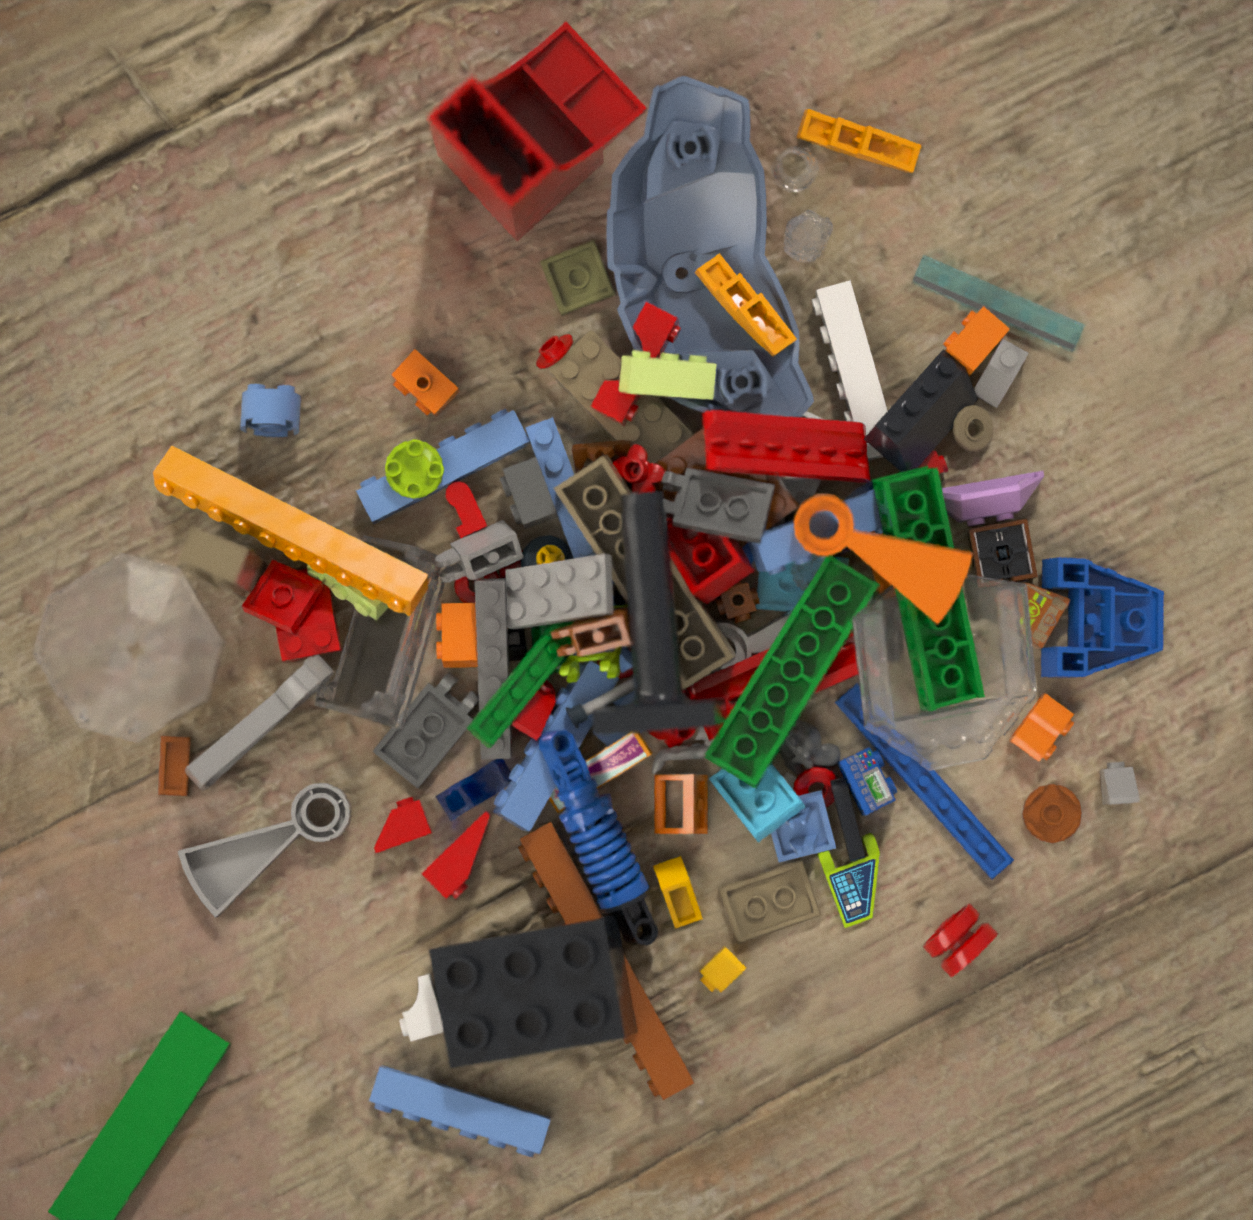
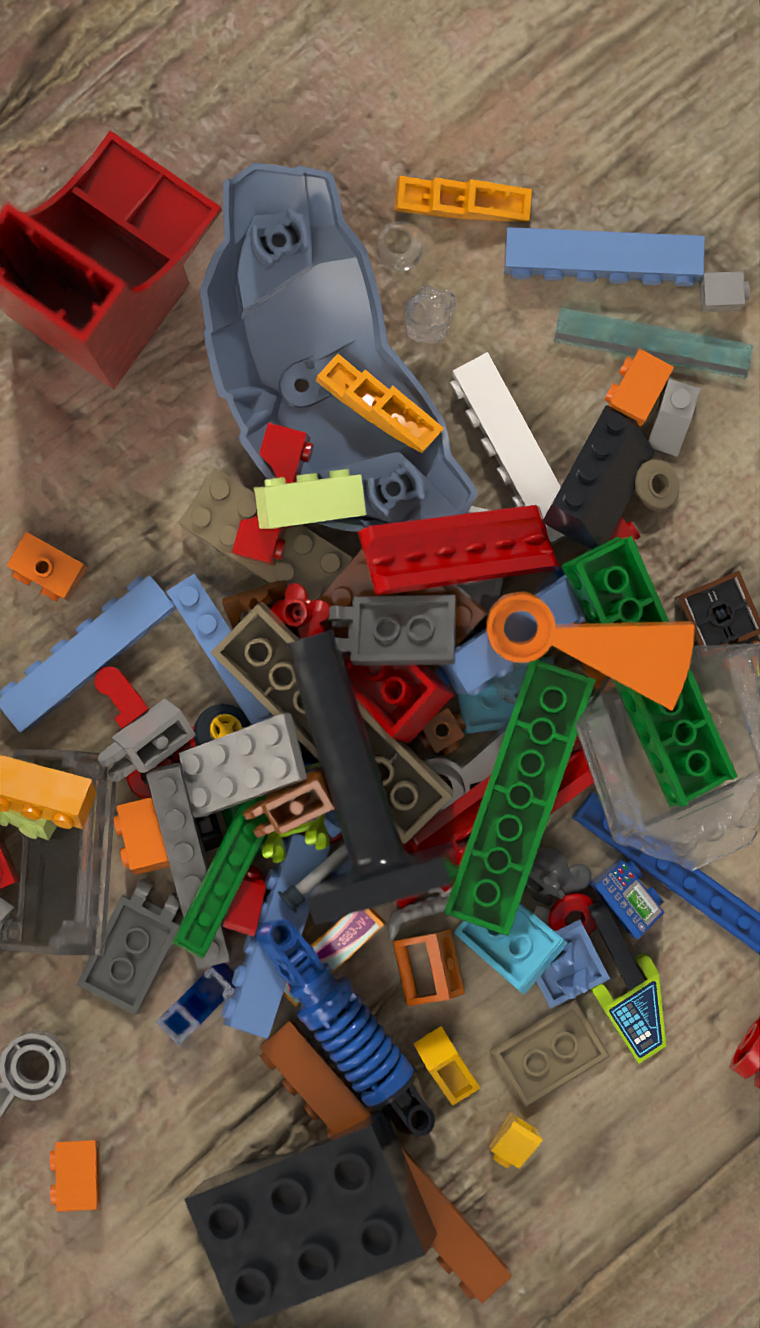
camera: 15 degrees left, 0 degrees up
(337, 915) = (76, 1176): none -> orange brick
(403, 825) = (128, 1059): red slope -> none
(414, 469) = (53, 664): lime dish -> none
(425, 1015) = (193, 1272): white arch -> none
(457, 862) = (194, 1094): red slope -> none
(530, 493) = (186, 663): dark grey brick -> none
(554, 350) = (179, 500): red piece -> none
(577, 278) = (189, 415): olive tile -> none
(971, 217) = (604, 255): none -> medium blue brick
(990, 498) = (694, 556): lavender wedge -> none
(1069, 272) = (723, 291): none -> light grey brick

